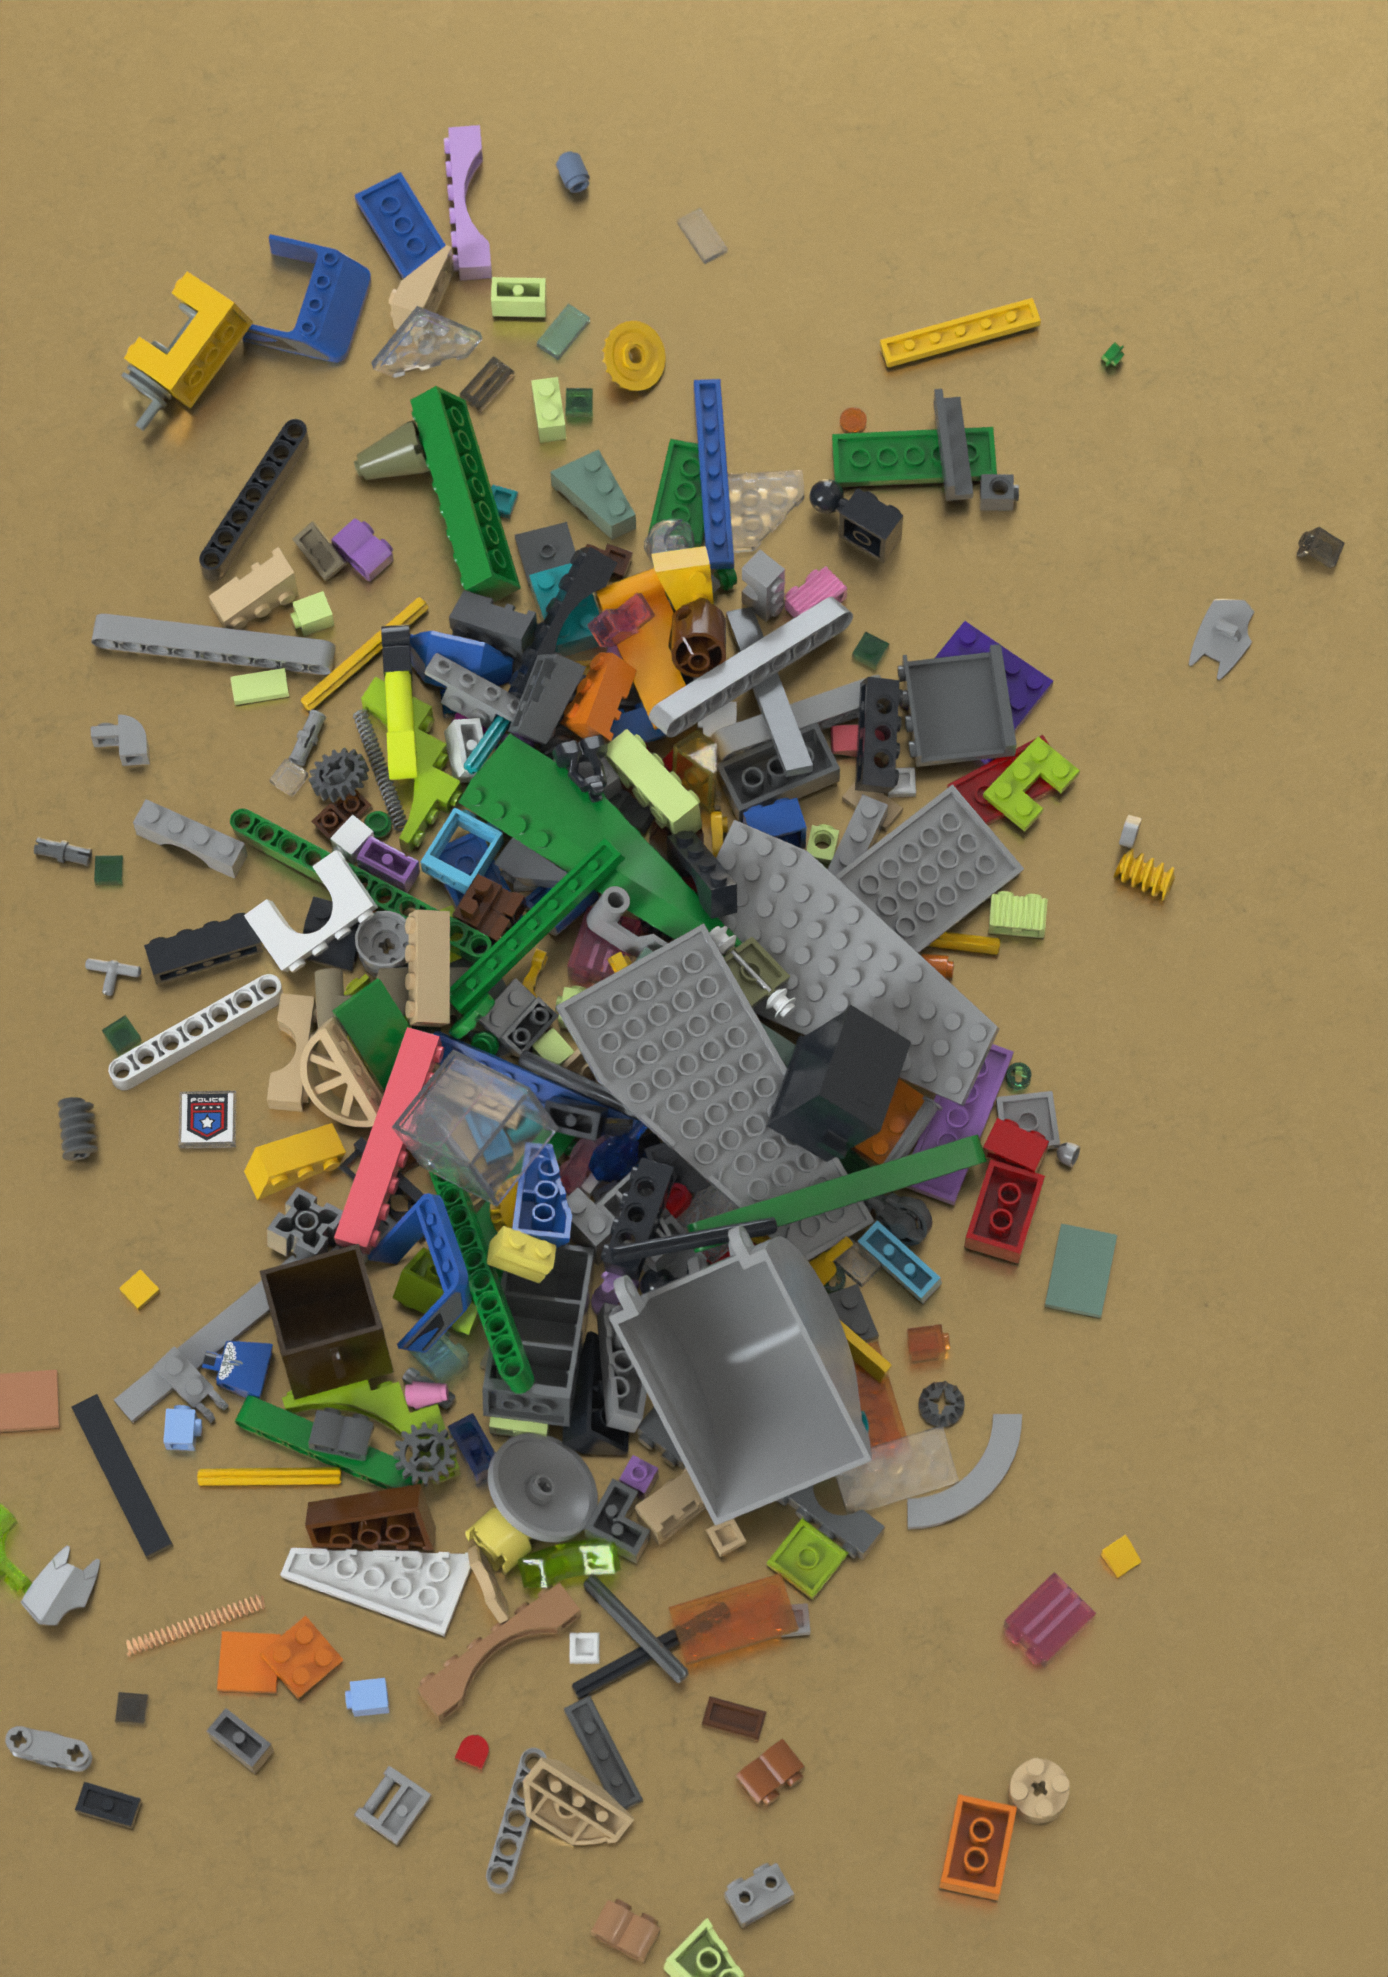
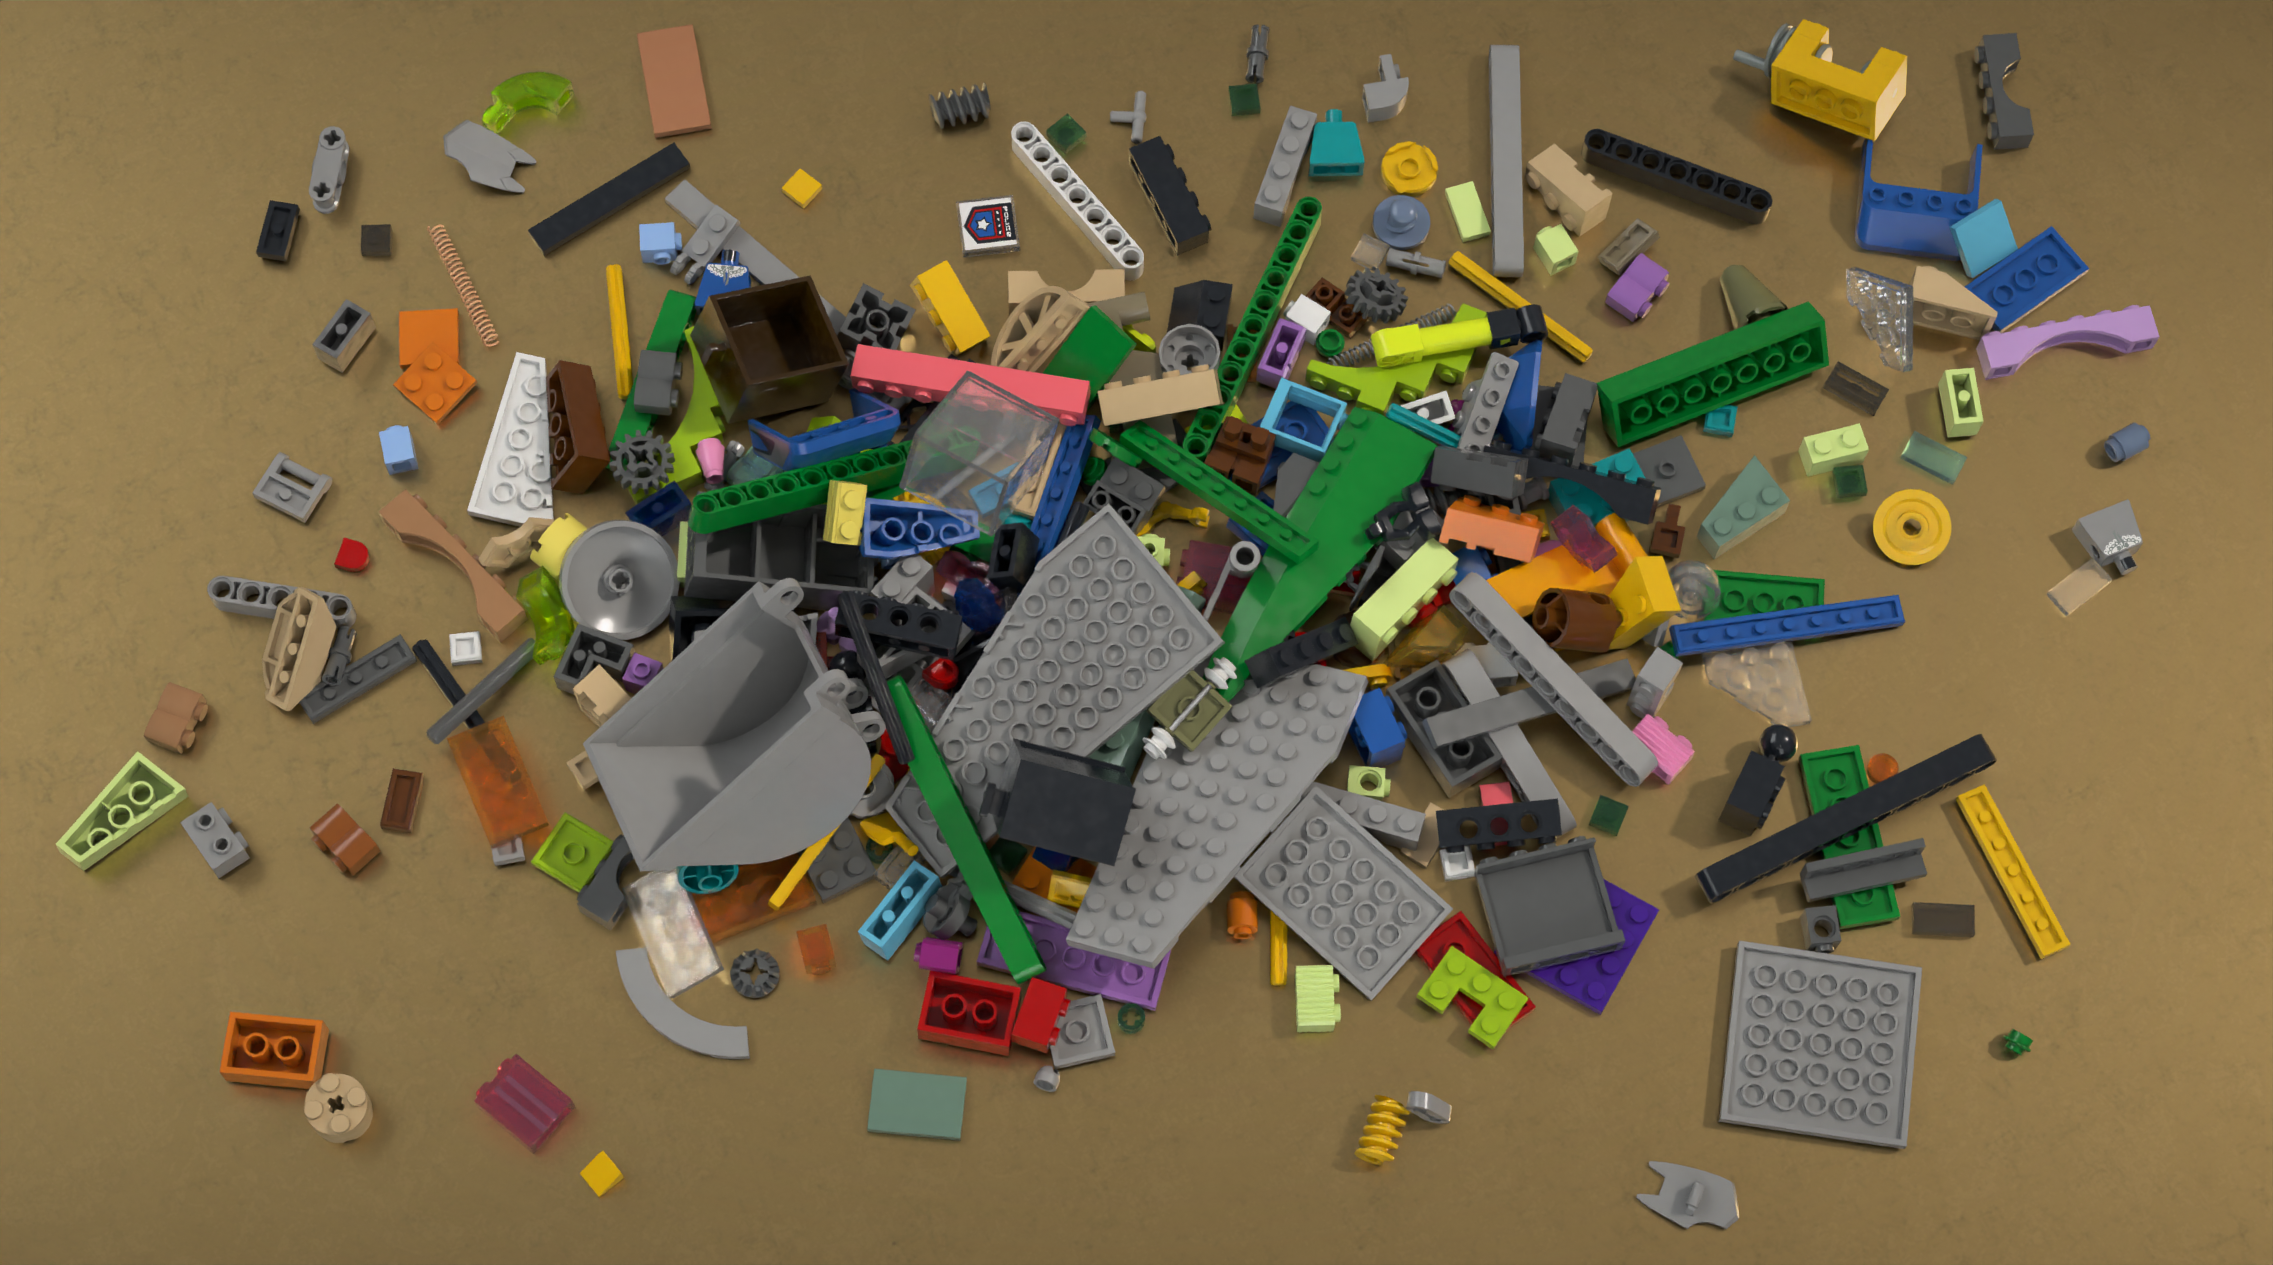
camera: 80 degrees right, 0 degrees up
(177, 789) = (1336, 148): none -> teal torso
(206, 732) = (1409, 169): none -> yellow tile
(243, 213) = (2008, 123): none -> dark grey arch
(262, 745) = (1401, 222): none -> sand blue plate
(350, 905) = (1220, 311): white arch -> none
(360, 251) = (1983, 238): none -> medium azure tile
(586, 1767) = (339, 656): none -> dark grey pin
(634, 809) = (1370, 569): none -> dark grey shield
(660, 200) = (2111, 536): none -> light grey torso
(902, 1105) = (1068, 888): none -> yellow plate
(903, 453) = (1845, 818): none -> black beam
(949, 1229) = (939, 955): none -> magenta brick
(996, 395) = (1943, 919): none -> clear smoke tile
(1099, 509) = (1821, 1044): none -> light grey plate

